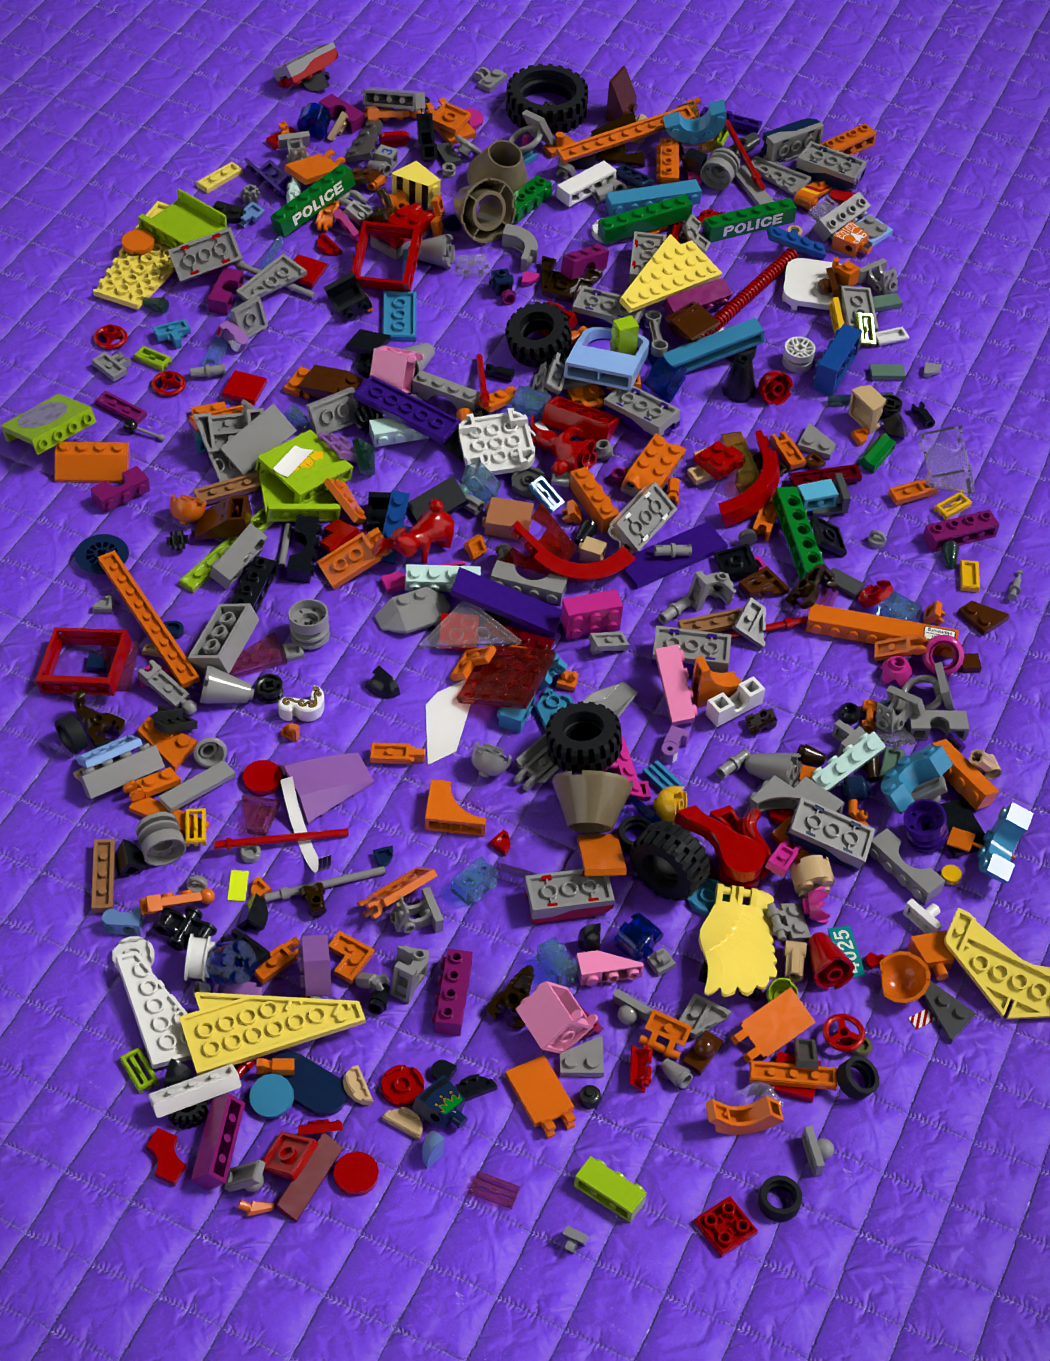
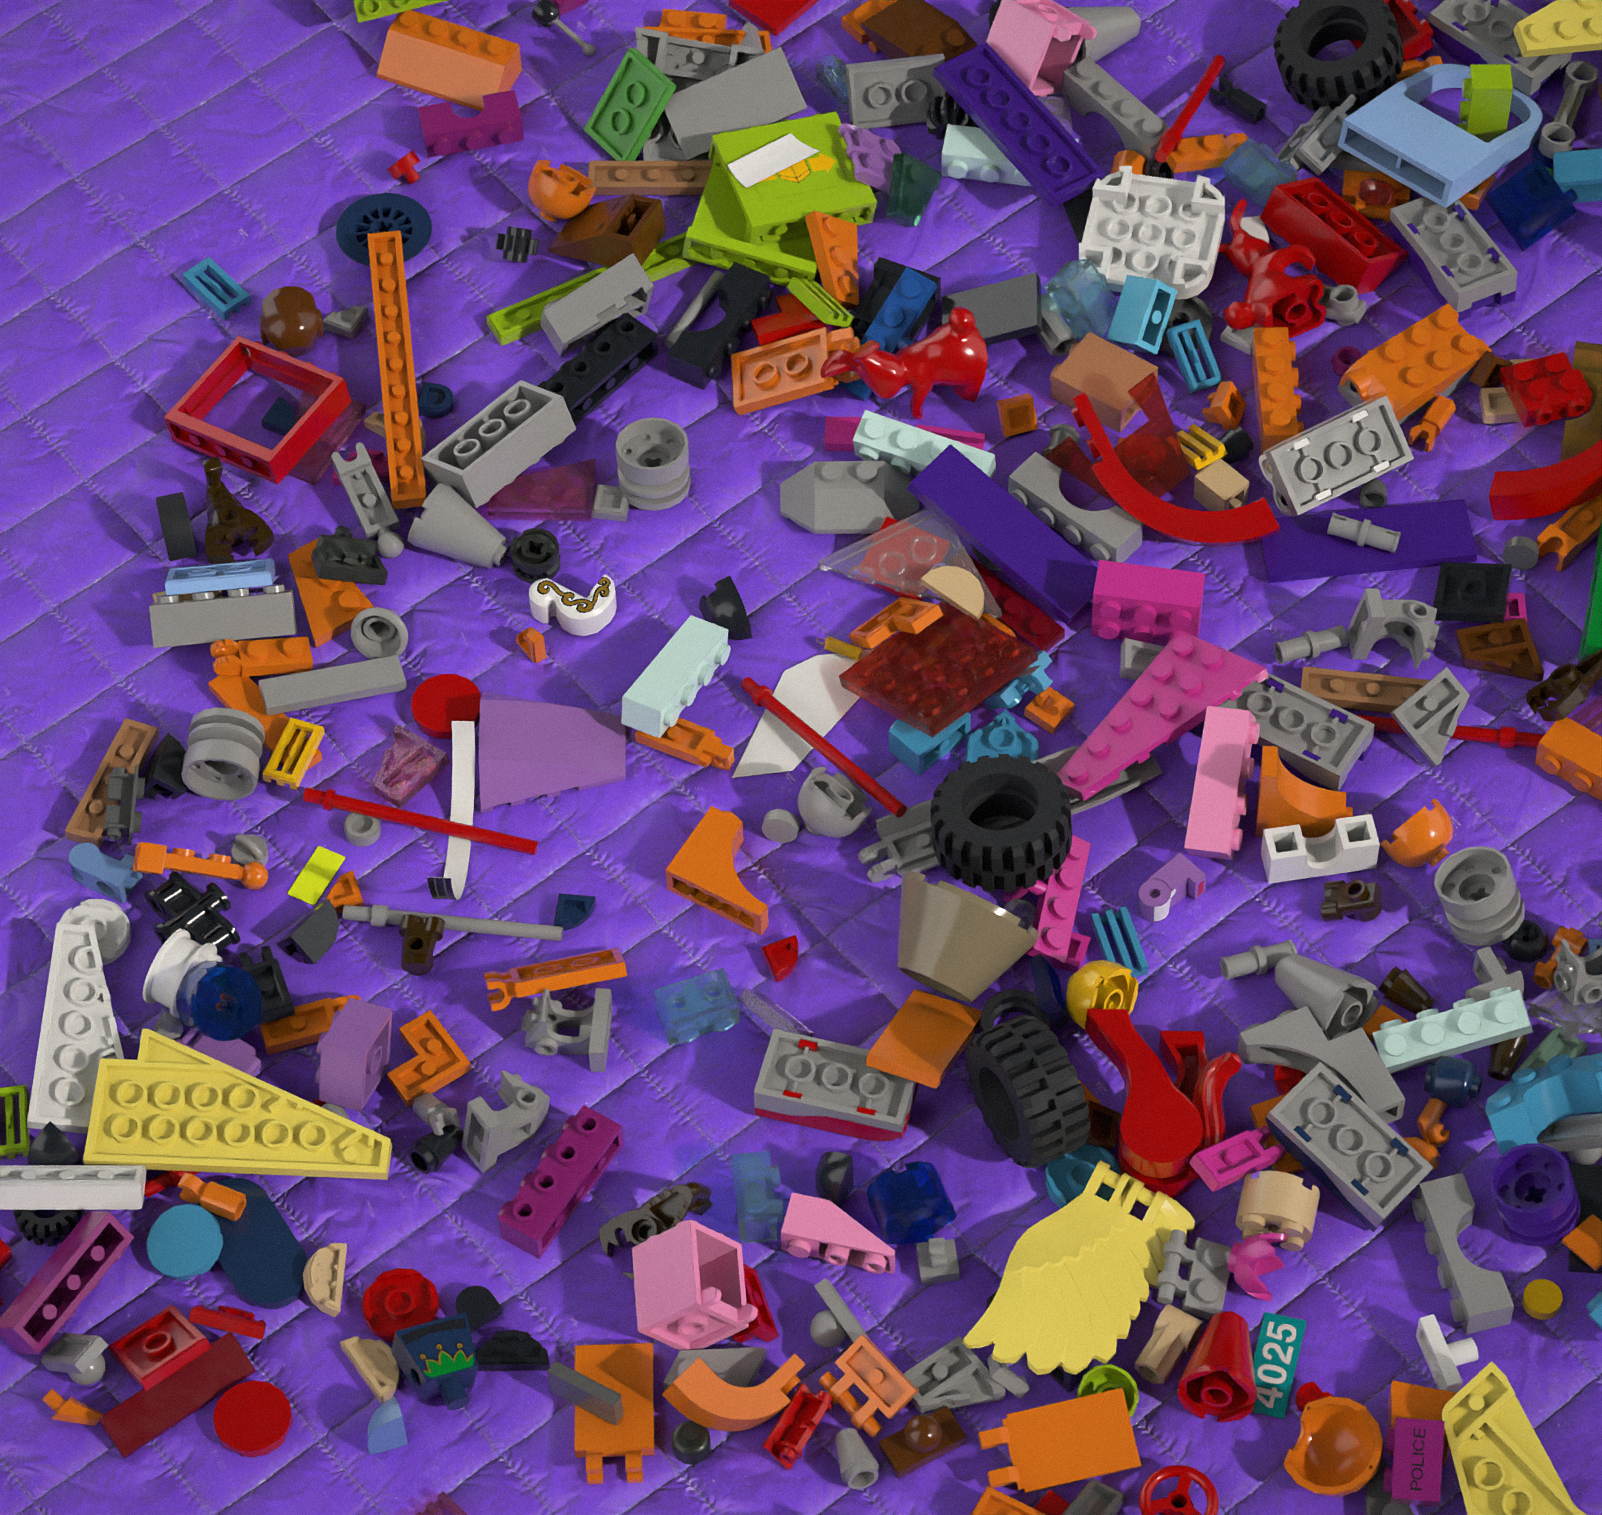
camera: 30 degrees right, 5 degrees up
(22, 611) = (222, 310): none -> dark azure tile
(78, 611) = (291, 321): none -> reddish brown helmet
(96, 520) = (404, 167): none -> red tile
(118, 874) = (123, 818): none -> dark grey hinge
(203, 456) = (630, 107): none -> bright green tile
(351, 521) = (820, 302): none -> lime tile
(379, 723) = (675, 676): none -> light aqua brick
(424, 720) = (763, 697): none -> red bar
(450, 684) = (843, 648): none -> yellow piece
(468, 778) = (780, 826): none -> light grey tile
(496, 635) = (957, 588): none -> tan tile
(513, 480) = (1142, 314): none -> medium azure brick
(528, 1091) = (585, 1393): none -> dark grey tile
(576, 534) = (1202, 444): none -> yellow tile
(590, 394) = (1375, 191): none -> clear red tile
(601, 1071) = (725, 1407): none -> orange arch
(626, 658) = (1158, 710): none -> dark pink wing
(665, 532) = (1373, 494): none -> dark grey hinge
(687, 461) = (1488, 369): none -> reddish brown tile
(720, 1000) = (1007, 1378): none -> light grey tile
(778, 680) = (1421, 837): none -> orange cylinder
(822, 697) = (1479, 896): none -> light grey wheel
(945, 969) = (1416, 1461): none -> magenta brick

